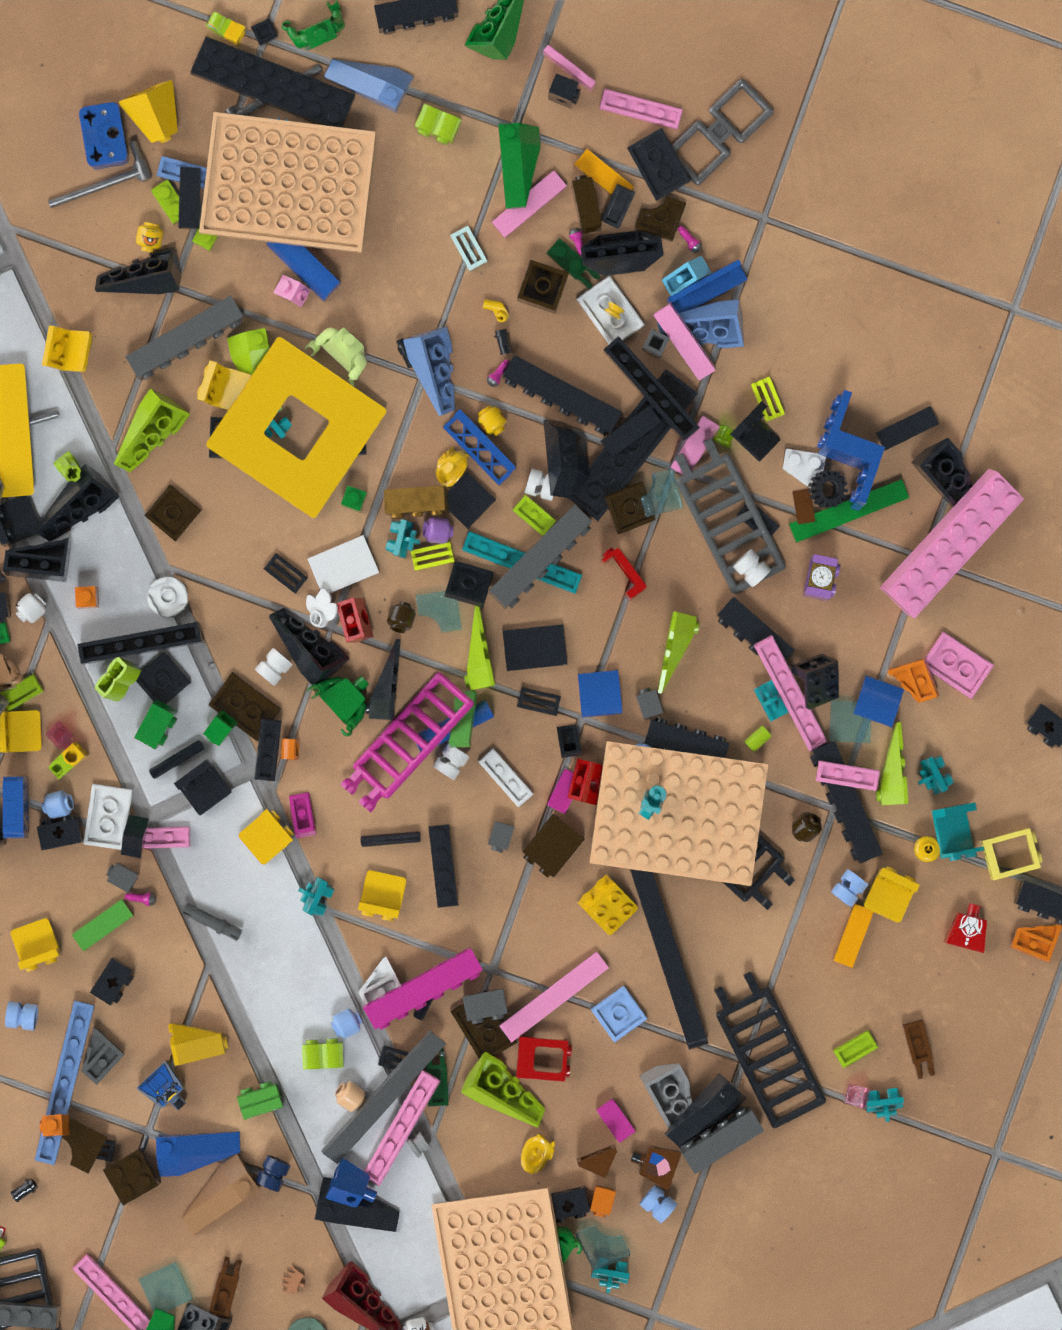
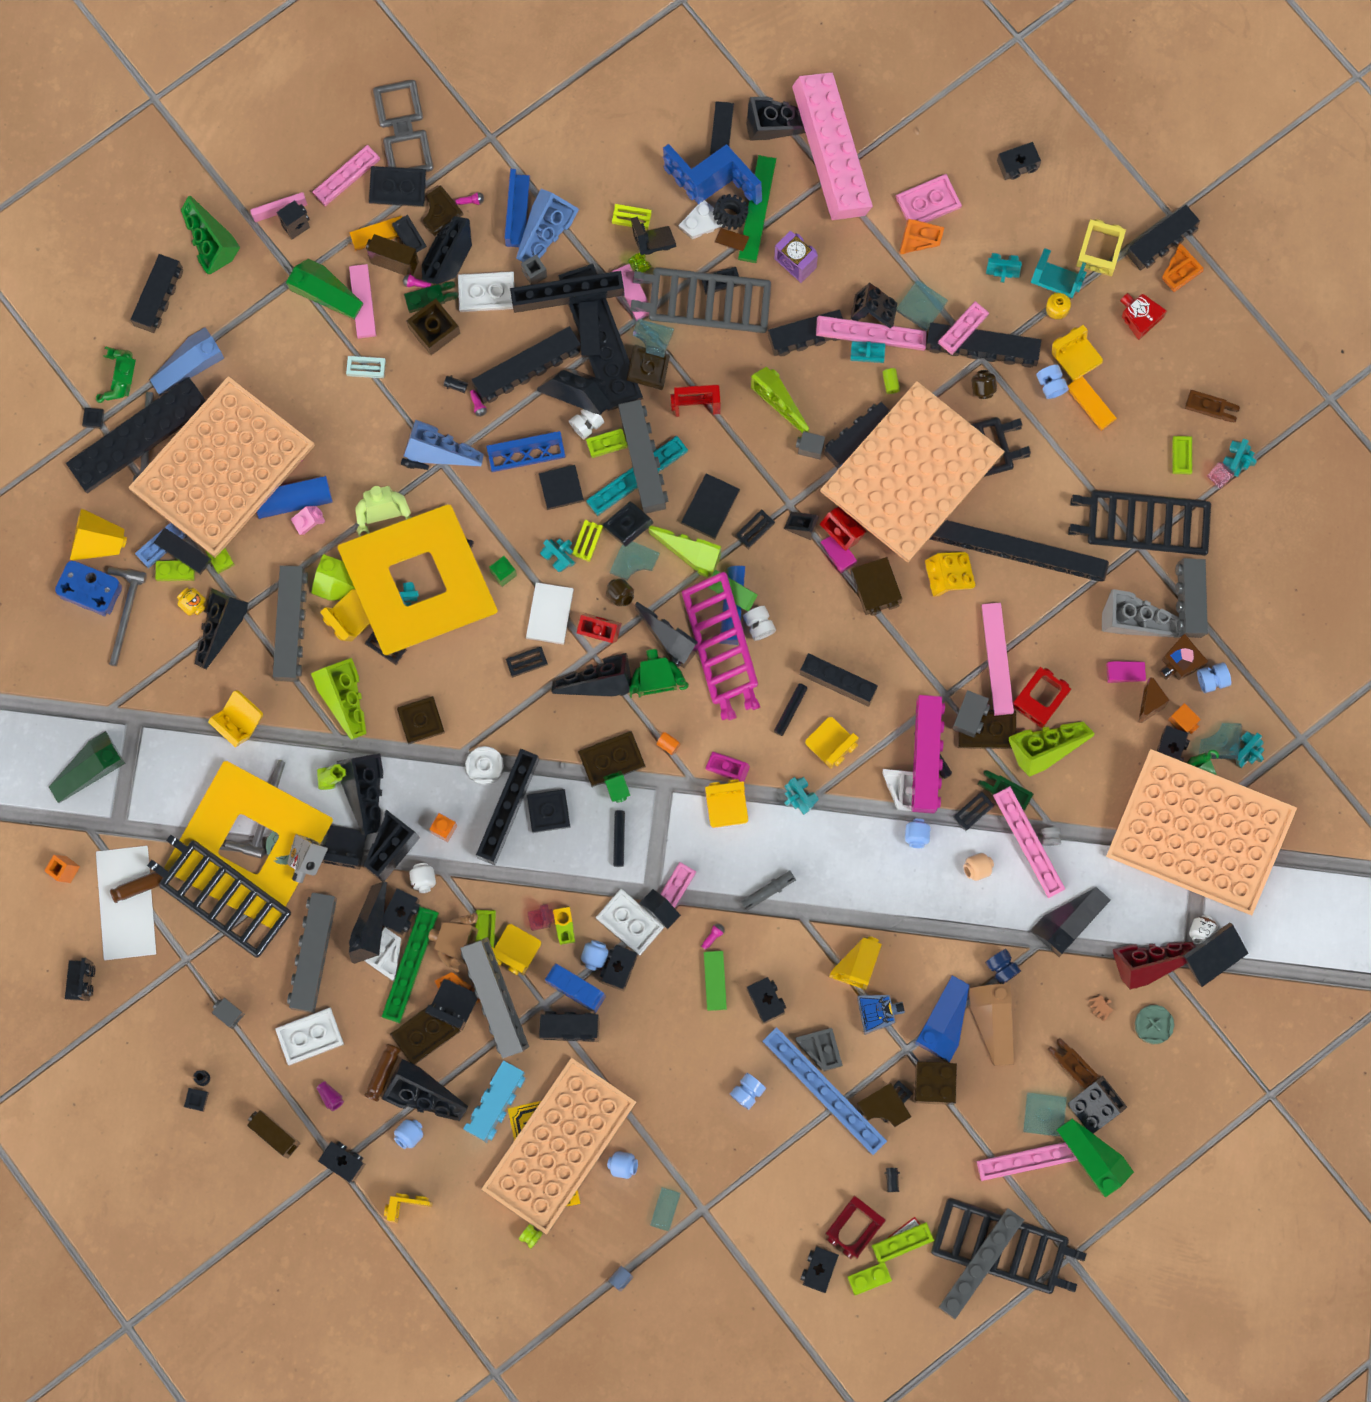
camera: 50 degrees left, 10 degrees down
(35, 944) = (696, 1044): yellow bracket -> none
(55, 1125) = (855, 1117): orange brick -> none
(117, 680) = (525, 843): lime brick -> none
(122, 877) = (686, 939): dark grey brick -> none
(156, 724) = (581, 835): green brick -> none
(203, 787) = (655, 830): black bracket -> none
(226, 28) = (70, 444): leg -> none
(259, 1101) = (937, 941): bright green brick -> none
(267, 749) = (657, 761): black tile -> none
(273, 667) = (594, 714): white wheel -> none
(321, 608) = (570, 647): white plate -> none
(322, 1055) = (931, 868): lime brick -> none
(350, 1185) = (1050, 909): blue torso -> none
(383, 1097) = (995, 840): dark grey tile -> none
(416, 501) = (536, 524): pearl gold brick -> none
(437, 124) = (254, 330): lime brick -> none
(437, 530) = (569, 522): medium lavender head -> none
(451, 467) = (527, 483): yellow hat -> none
(492, 420) = (511, 429): yellow head -> none
(498, 308) = (427, 373): yellow arm -> none
(500, 836) = (843, 621): dark grey brick -> none
(505, 777) = (799, 591): white tile -> none
(536, 1154) = (1114, 748): yellow hat -> none
(600, 693) = (779, 477): blue slope -> none
(614, 310) = (487, 285): yellow bush -> none
(619, 1014) = (1042, 618): light blue tile -> none
(652, 801) = (891, 479): teal hips -> none
(684, 341) = (547, 247): bright pink tile -> none
(686, 275) = (496, 217): medium azure slope -> none
(713, 1104) = (1160, 588): black wedge -> none
(752, 568) = (755, 302): white wheel -> none
(878, 701) = (920, 273): blue slope -> none
(892, 782) = (992, 297): lime wedge -> none

